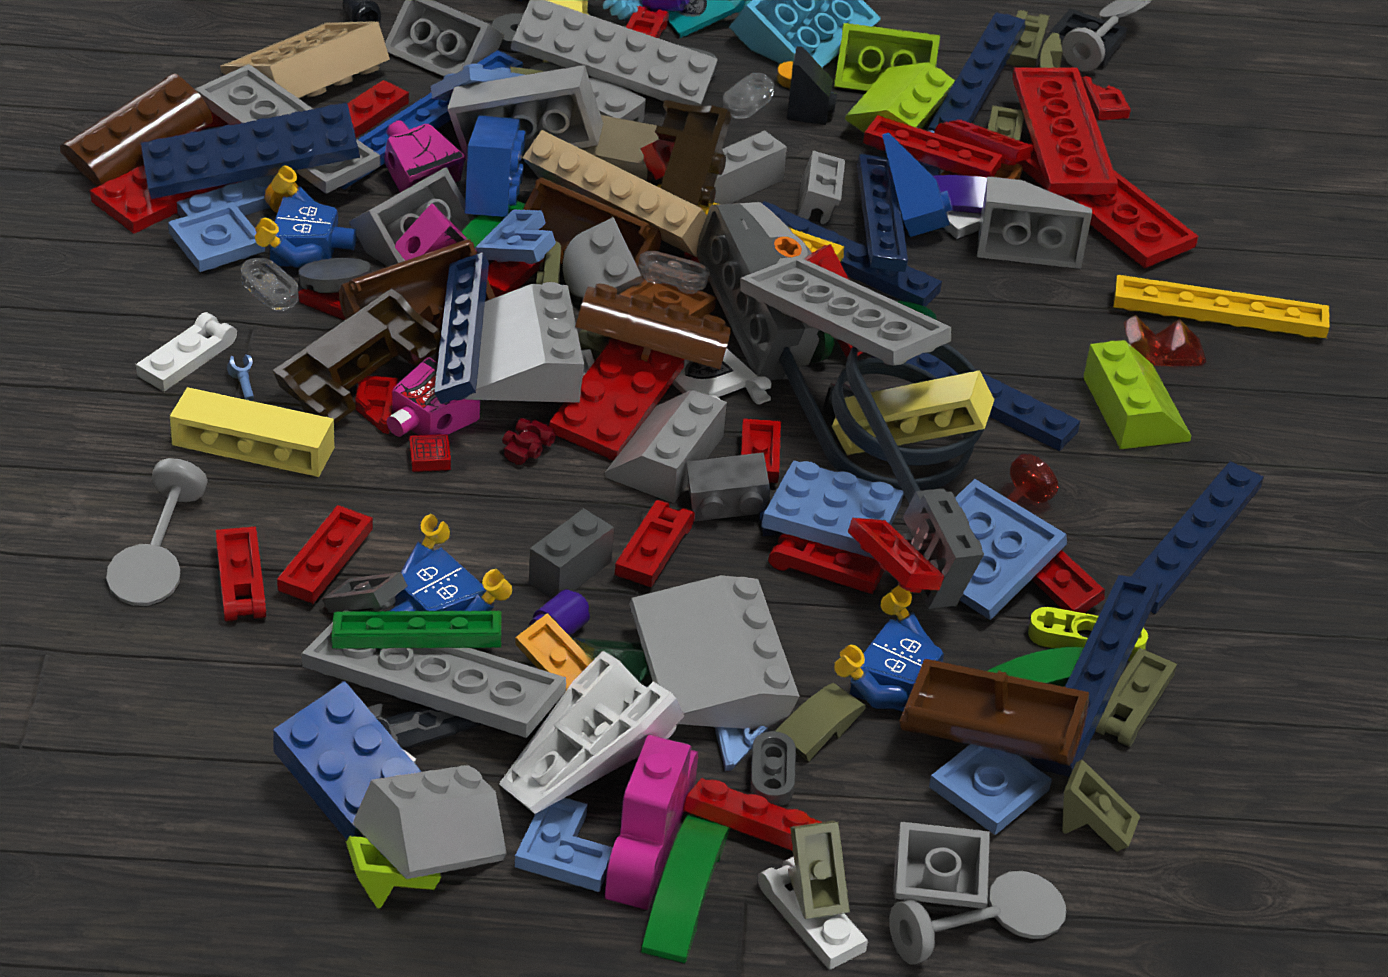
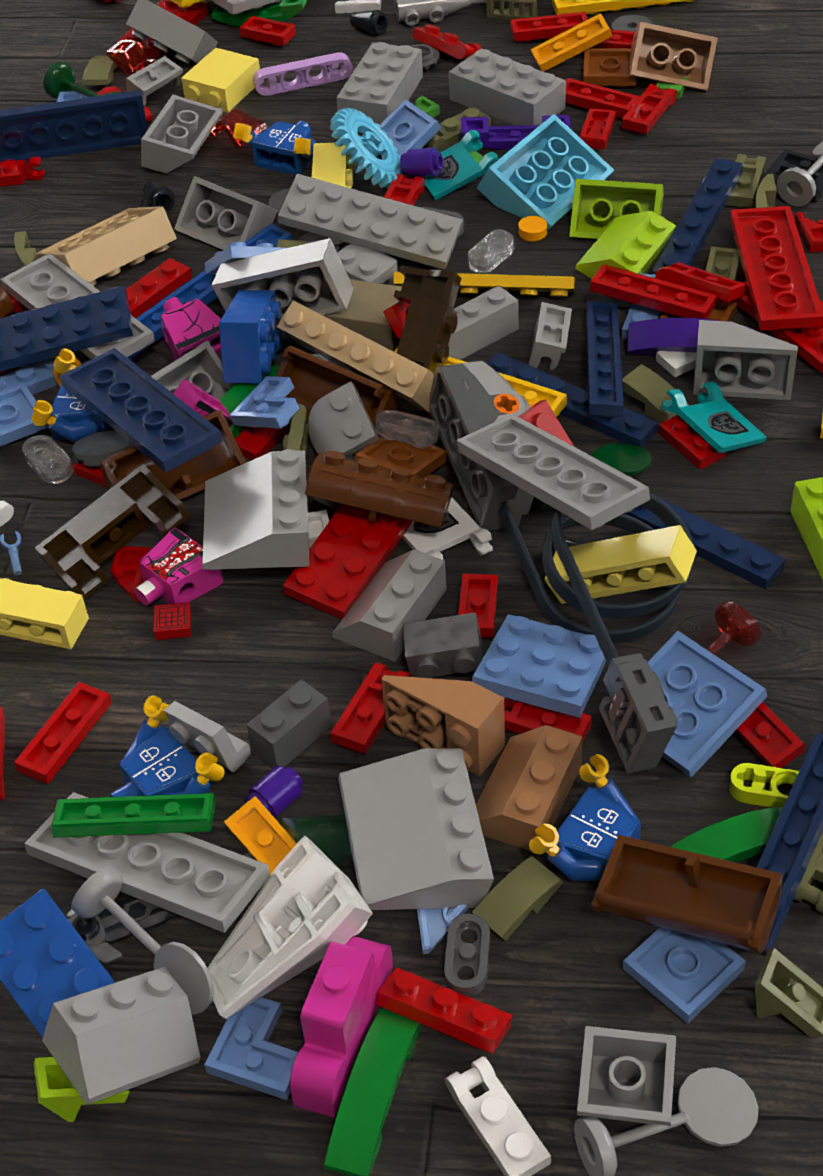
camera: 10 degrees right, 5 degrees up
(213, 66) = (25, 254): none -> olive slope
(365, 592) = (92, 775): dark grey plate -> none
(384, 231) = (141, 409): none -> dark blue plate
(462, 329) = (204, 505): dark blue plate -> none
(483, 551) = (206, 736): none -> light grey slope
(486, 756) = (181, 961): none -> light grey piece
(528, 442) = (263, 606): dark red piece -> none
(737, 544) = (446, 716): none -> medium nougat slope
(792, 133) = (526, 284): none -> yellow plate
(810, 90) = (544, 243): black slope -> none
(818, 870) = (500, 1084): olive slope -> none
(827, 616) = (529, 784): none -> medium nougat slope
(896, 555) = (594, 721): red plate -> none
(918, 193) = (635, 335): blue slope -> none
(942, 256) = (649, 389): none -> olive slope
(978, 302) = (689, 442): none -> red plate
(1002, 281) = (715, 419): none -> teal flag

